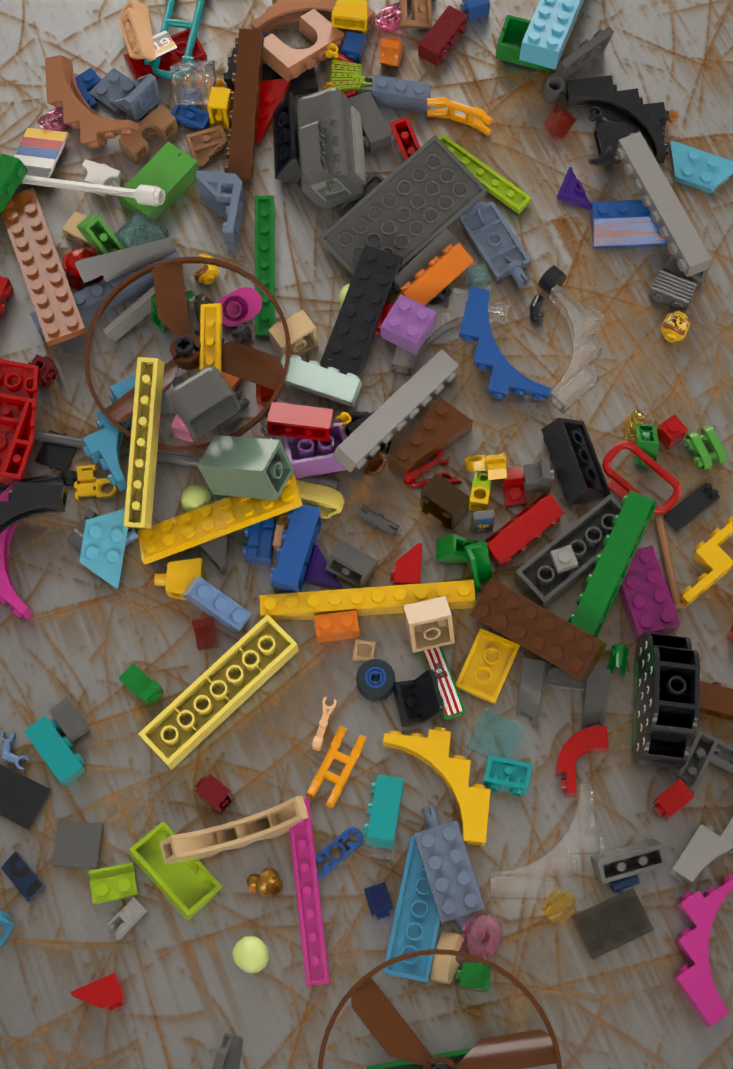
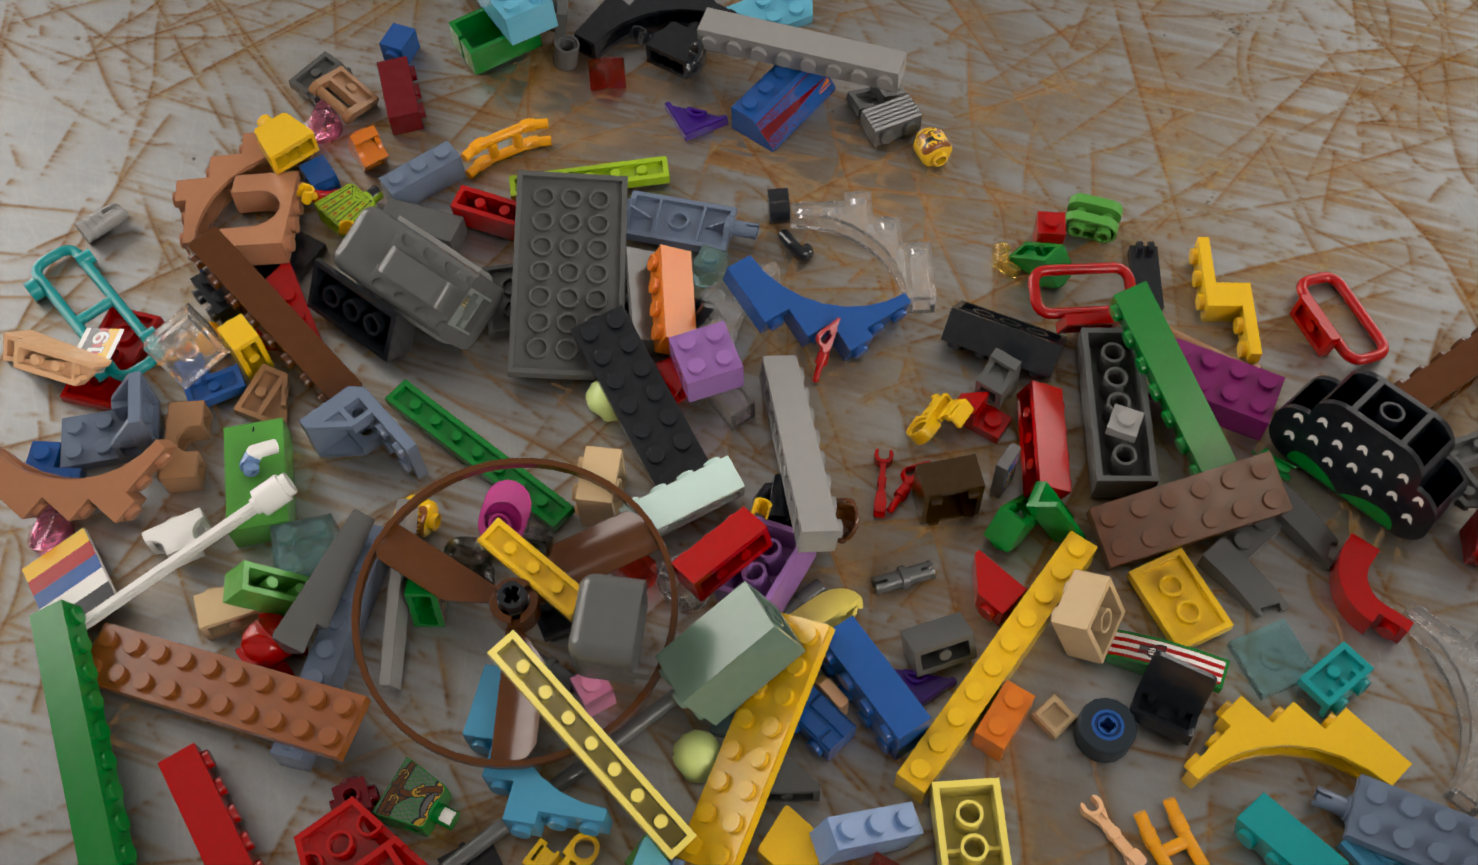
camera: 50 degrees left, 10 degrees down
(66, 396) = (416, 802): none -> torso
(162, 168) = (250, 461): none -> arm
(433, 433) = (849, 439): reddish brown wedge -> none
(477, 376) = (825, 347): none -> red hand
(480, 492) = (956, 442): yellow leg -> none

